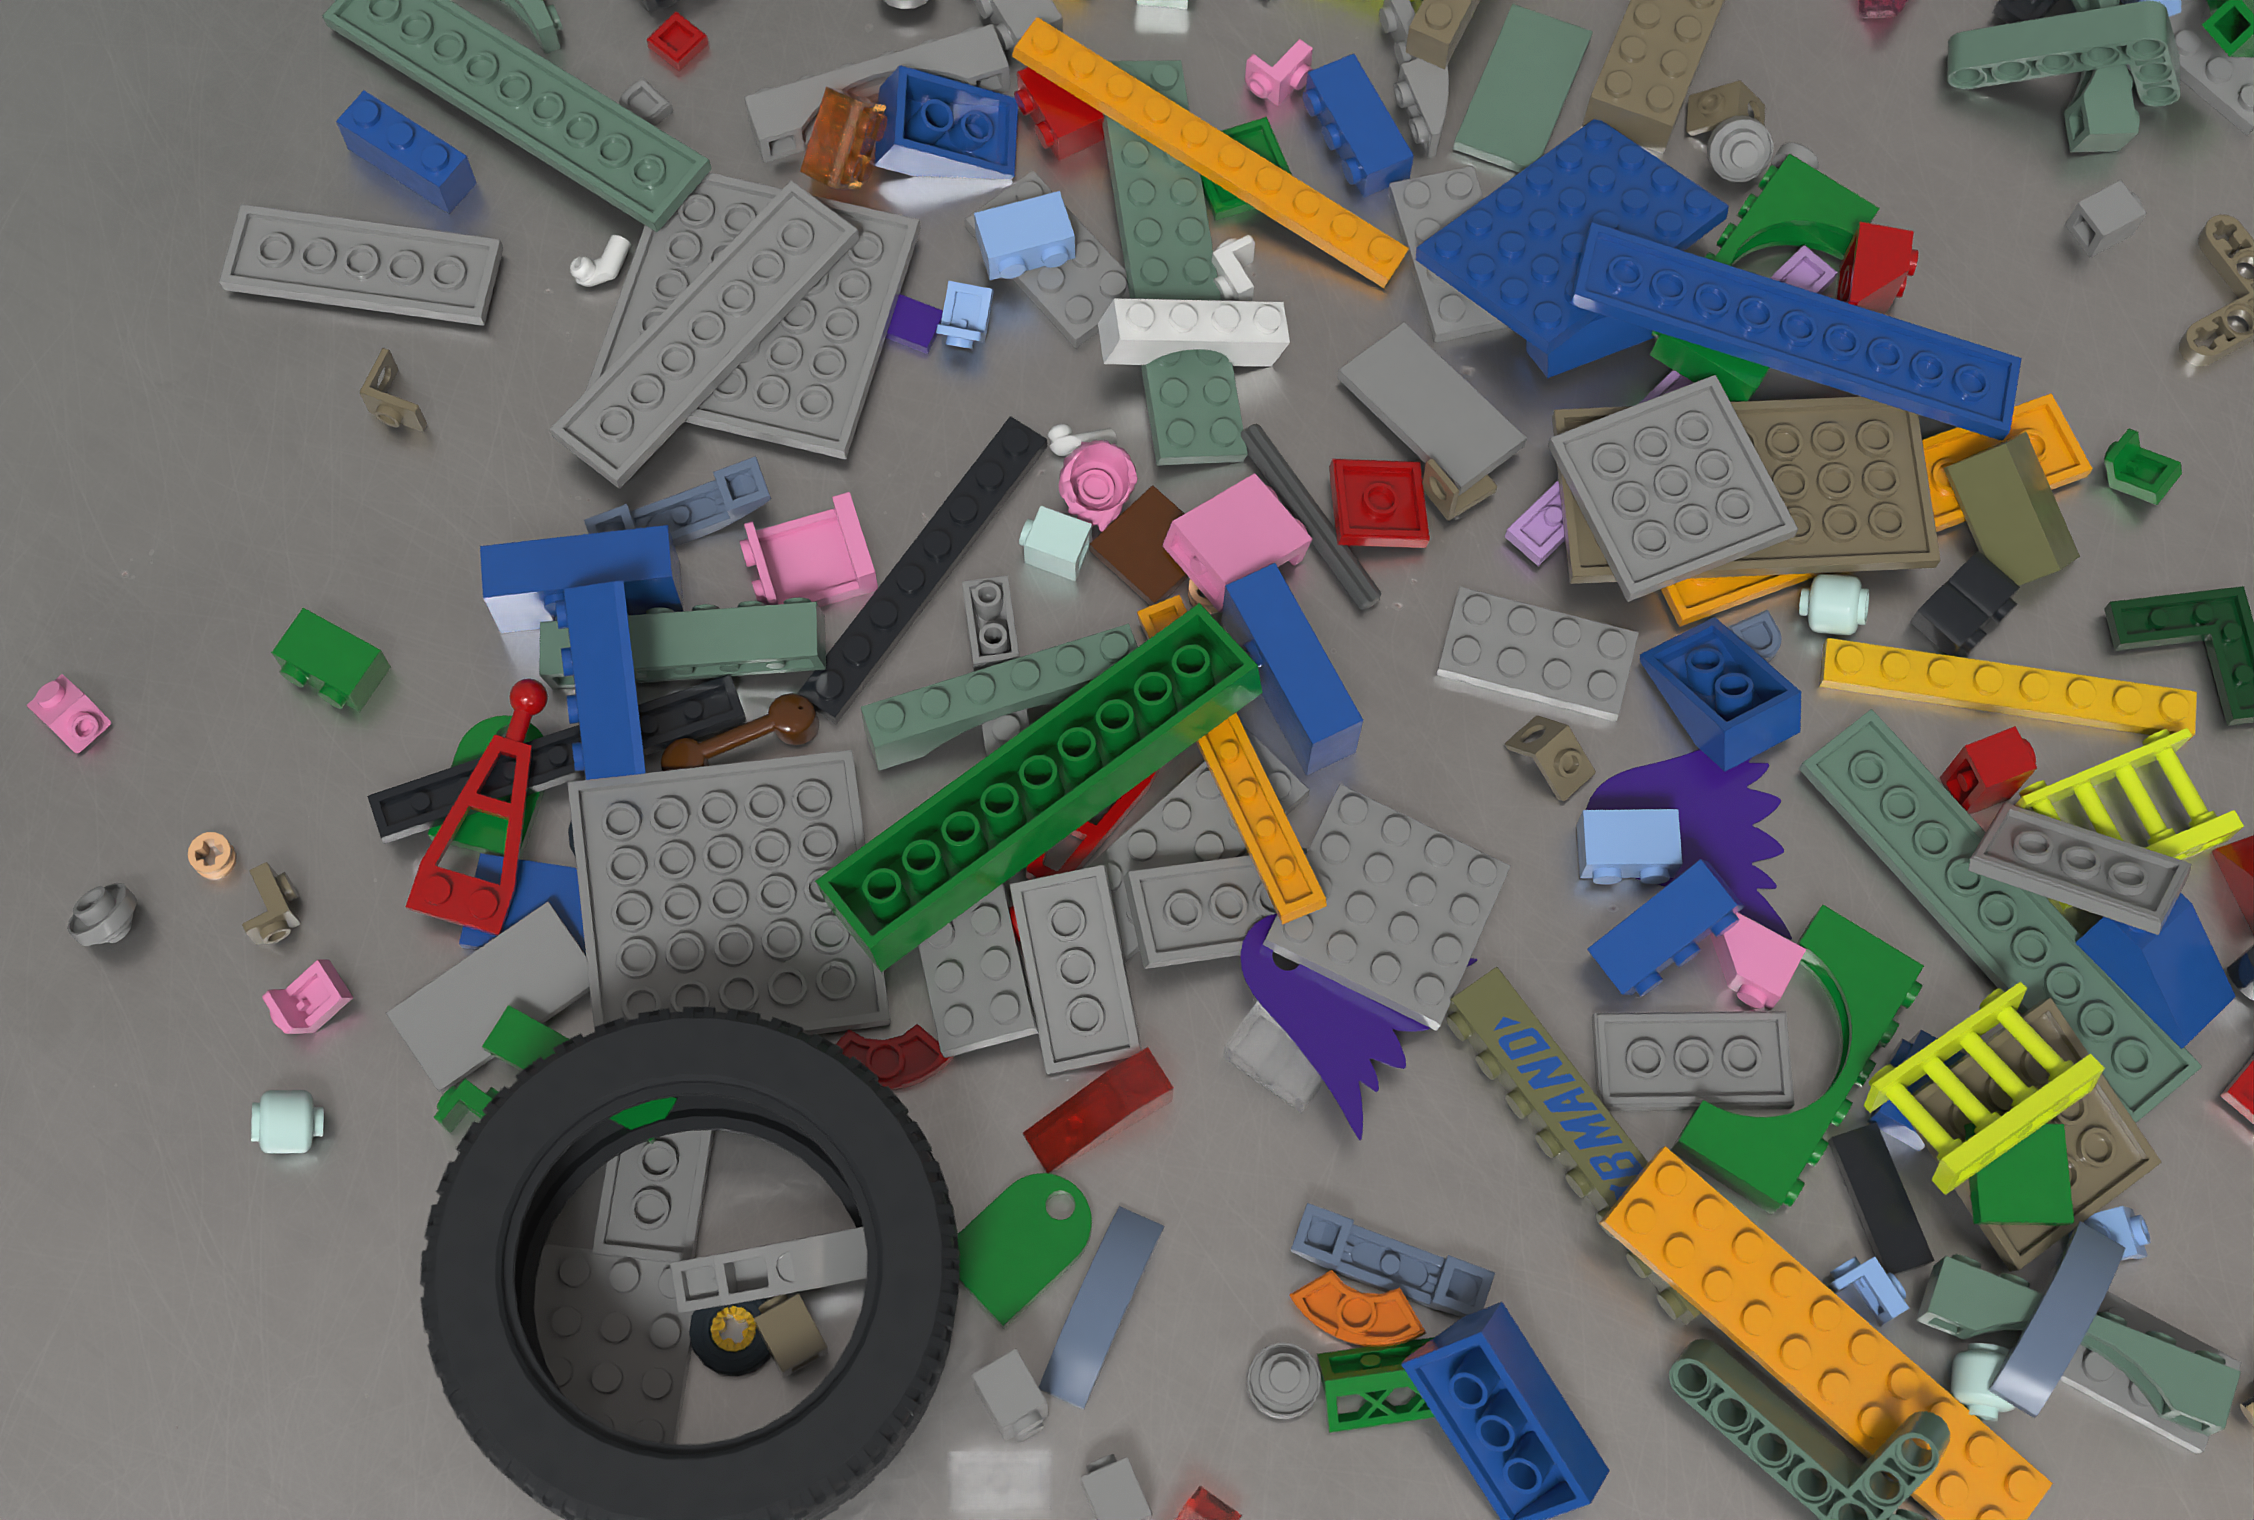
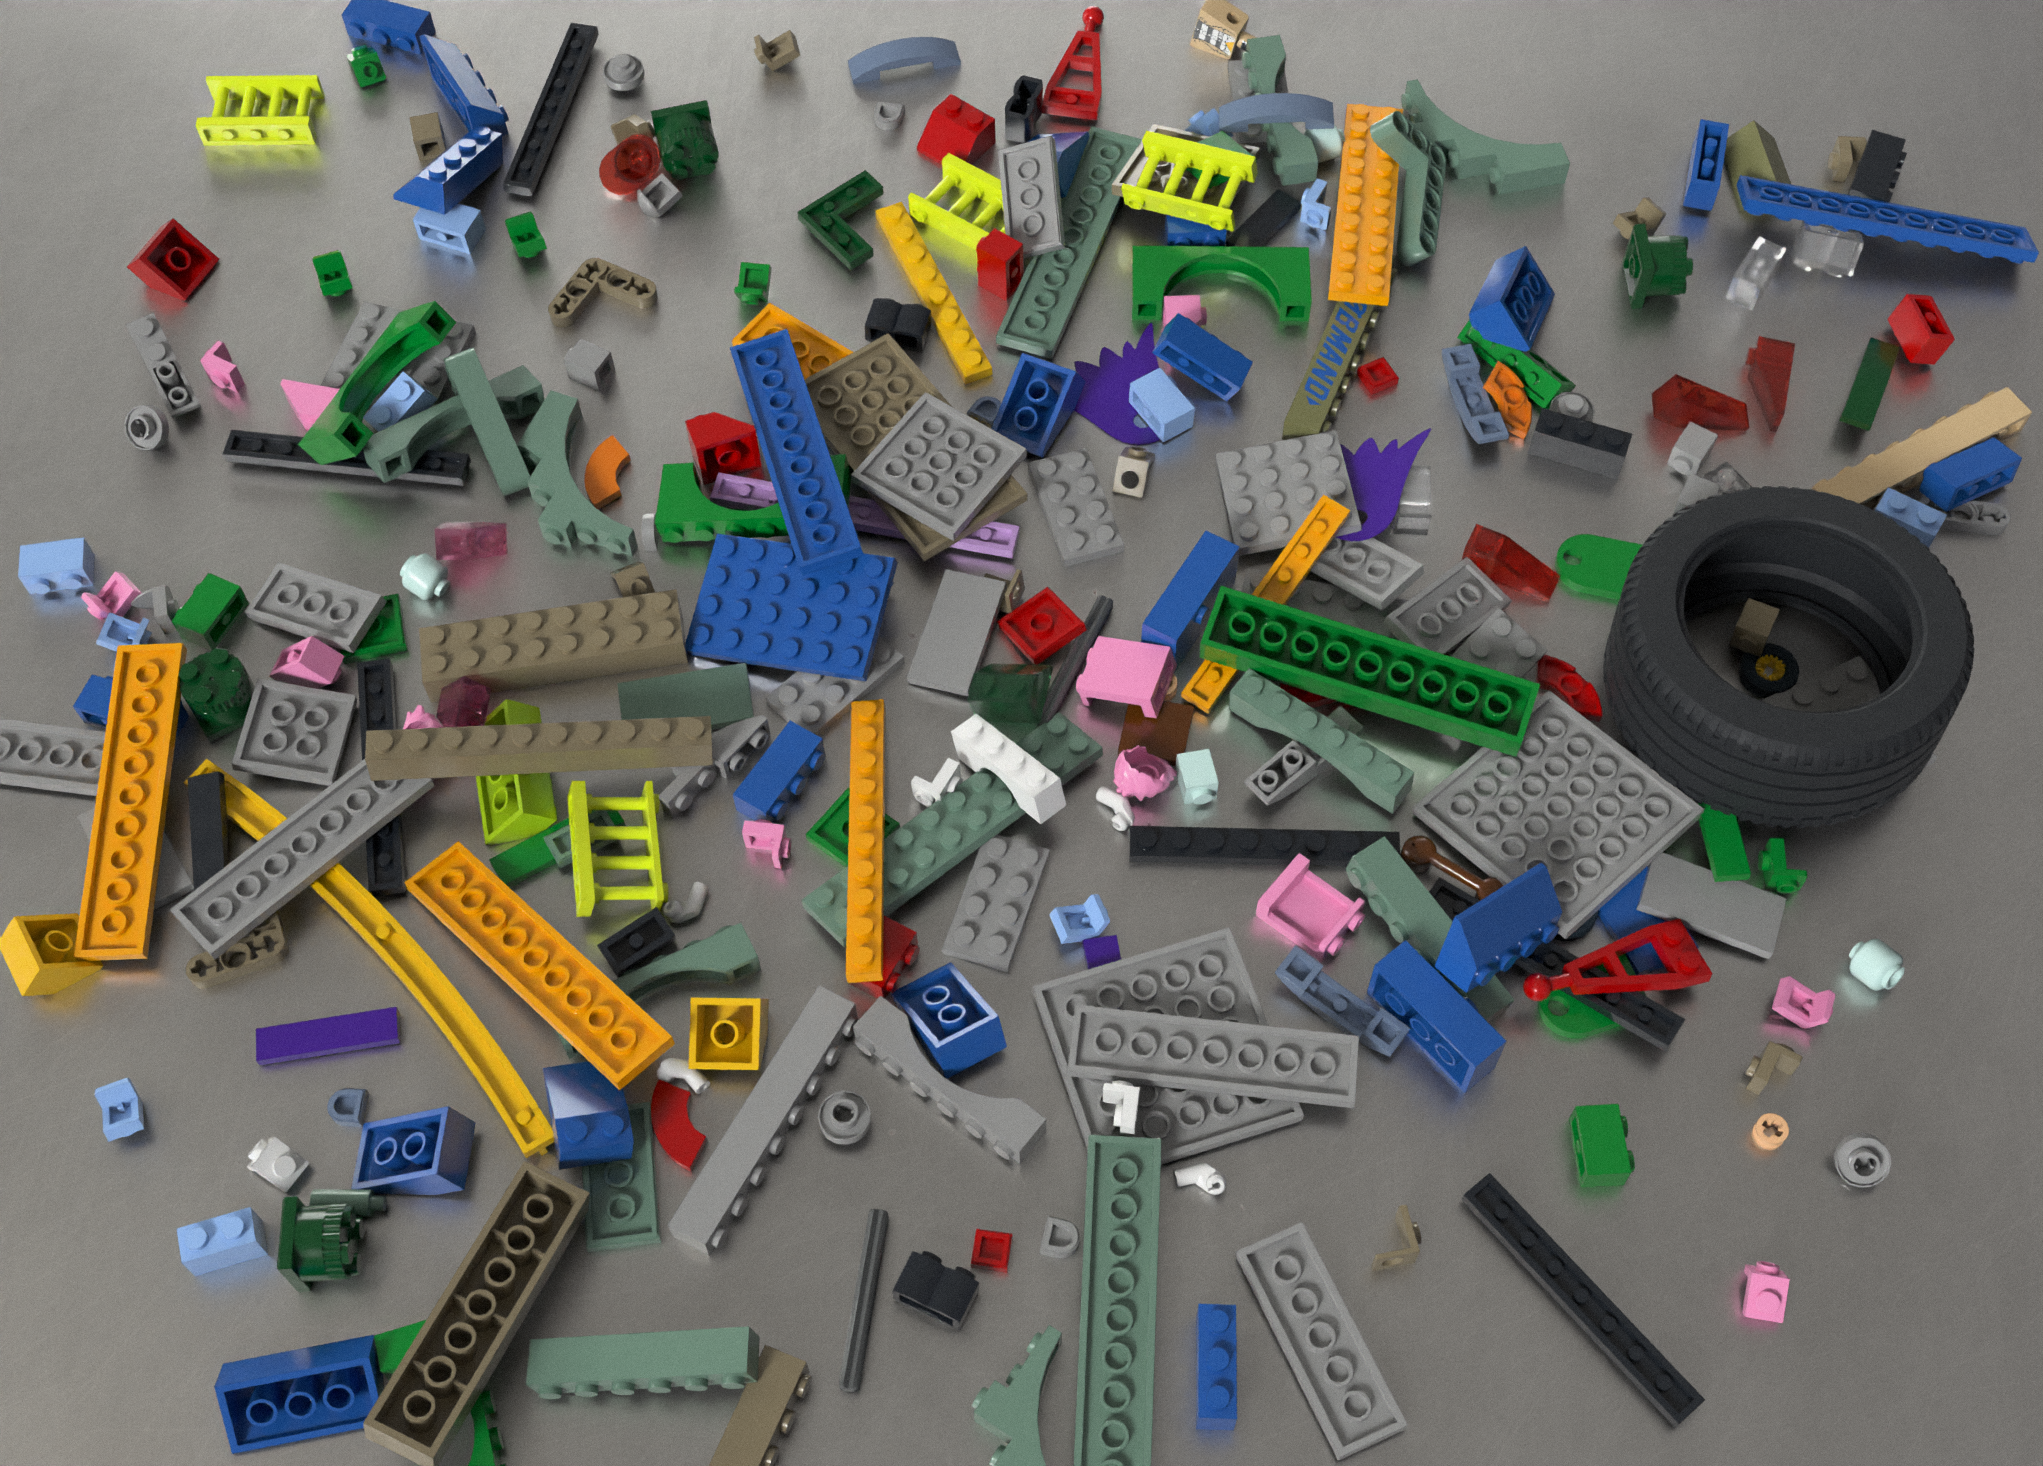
camera: 120 degrees left, 10 degrees down
(204, 529) = (1583, 1300): none -> black plate
(710, 216) = (1127, 1101): none -> white bracket
(770, 1270) = (1738, 647): light grey slope -> none
(844, 139) = (1013, 1058): clear orange slope -> none
(1025, 236) = (1006, 905): light blue brick -> none
(1100, 1307) = (1602, 507): sand blue slope -> none
(1222, 1345) = (1580, 443): none -> black brick
(1307, 410) = (1010, 692): none -> clear green slope
(1515, 1171) = (1377, 375): none -> red tile
(1692, 1057) = (1256, 330): light grey tile -> none
(1740, 148) = (661, 558): light grey plate -> none
(1835, 604) = (945, 377): light aqua head -> none
(1921, 162) = (603, 472): none -> orange tile
(1933, 97) = (567, 512): none -> sand green arch
(2012, 510) = (828, 321): olive slope -> none

